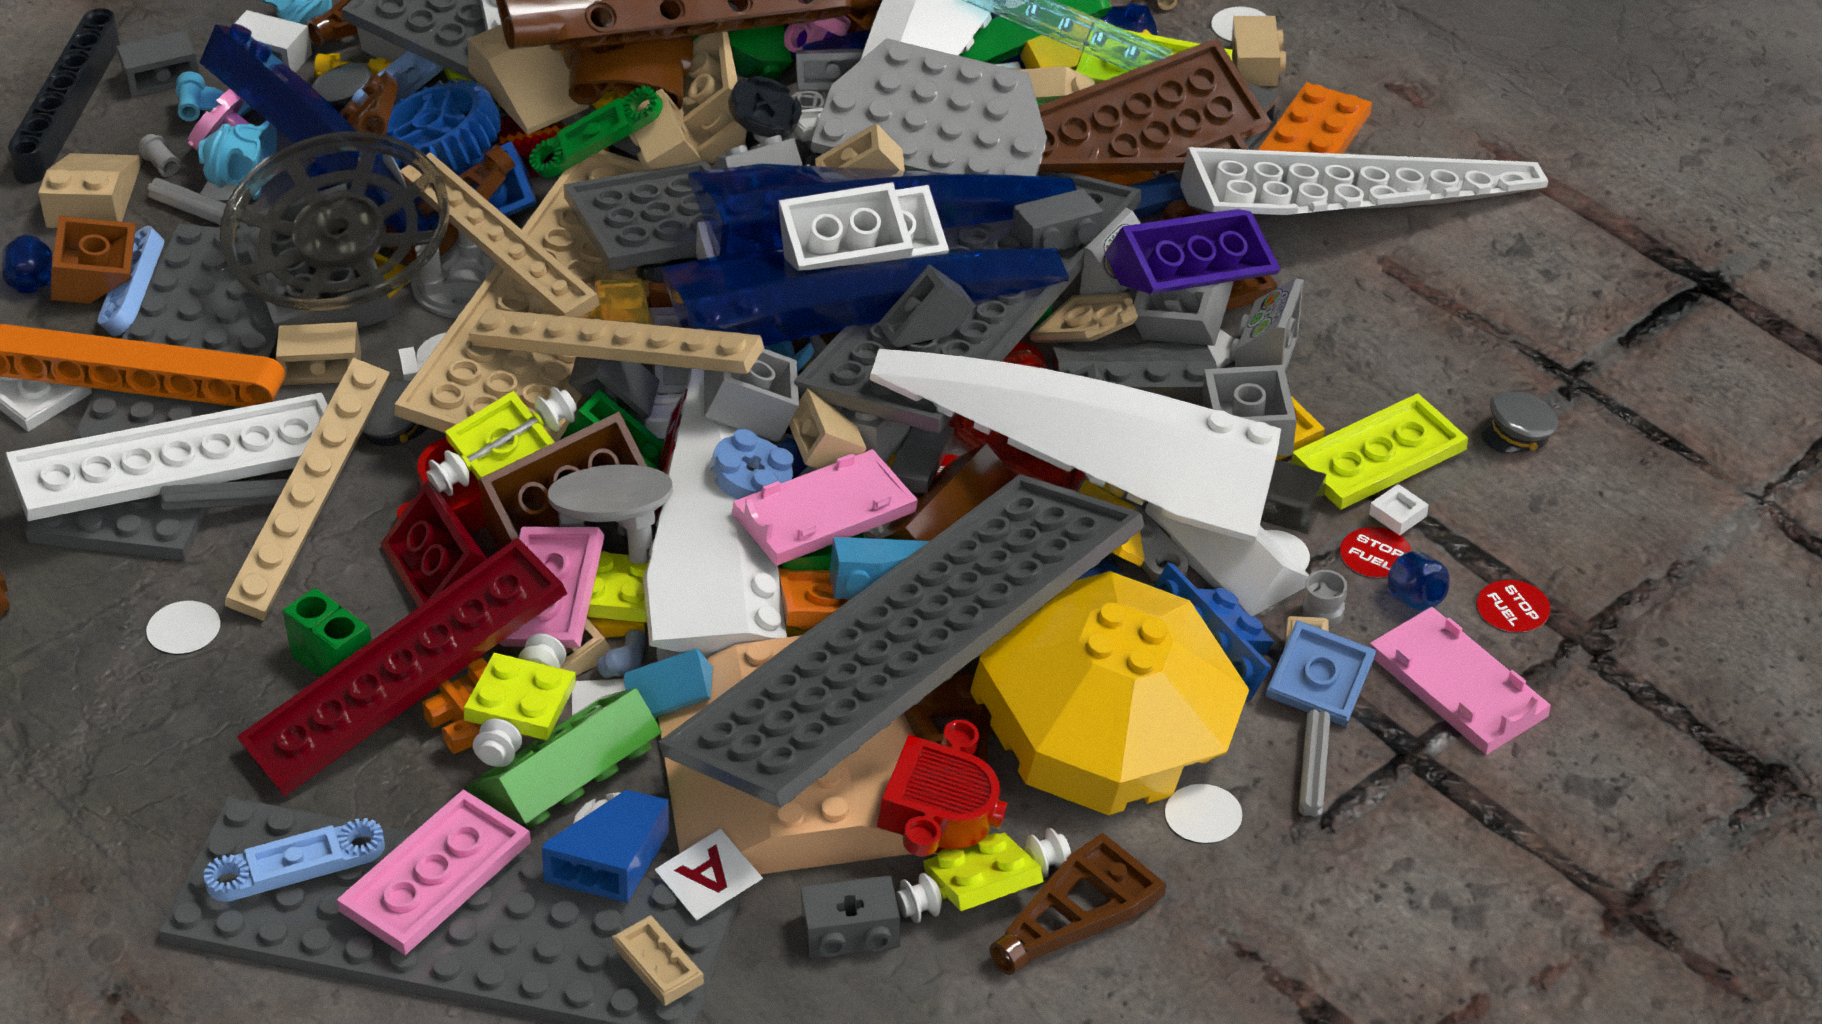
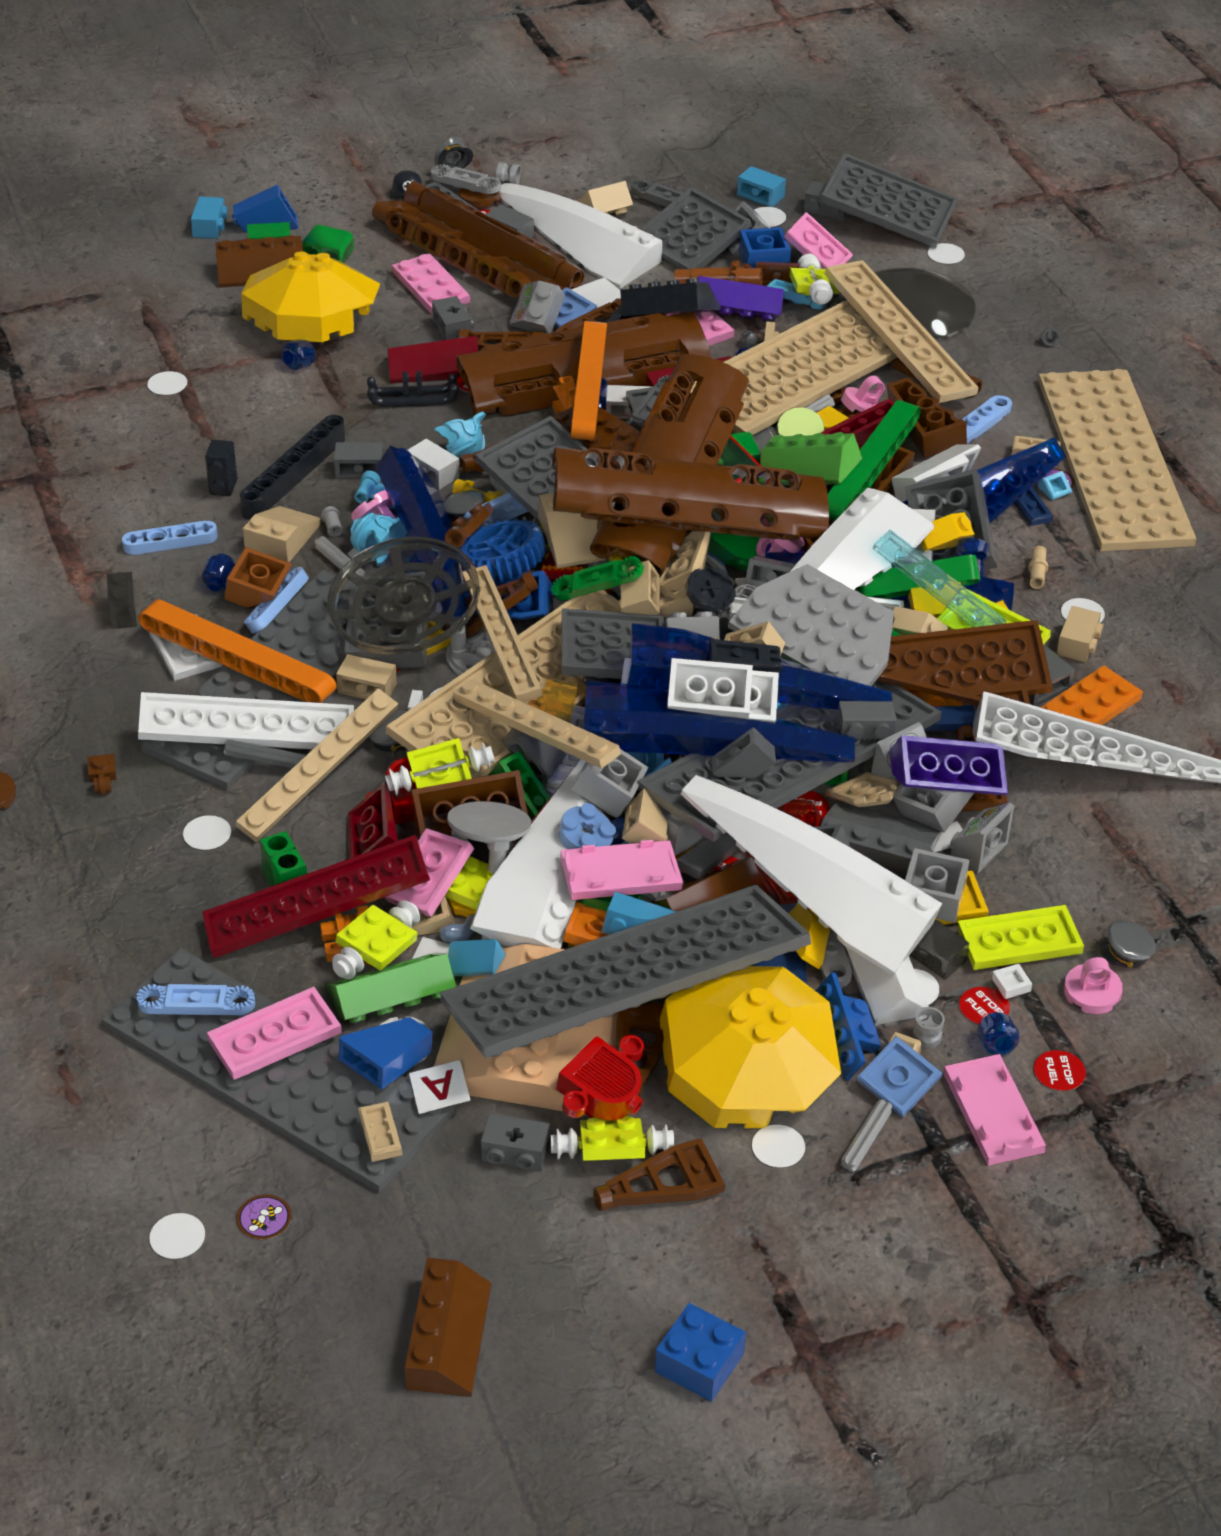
camera: 20 degrees right, 0 degrees up
(875, 169) = (761, 656): none -> black hinge
(1503, 486) = (1093, 986): none -> bright pink tile

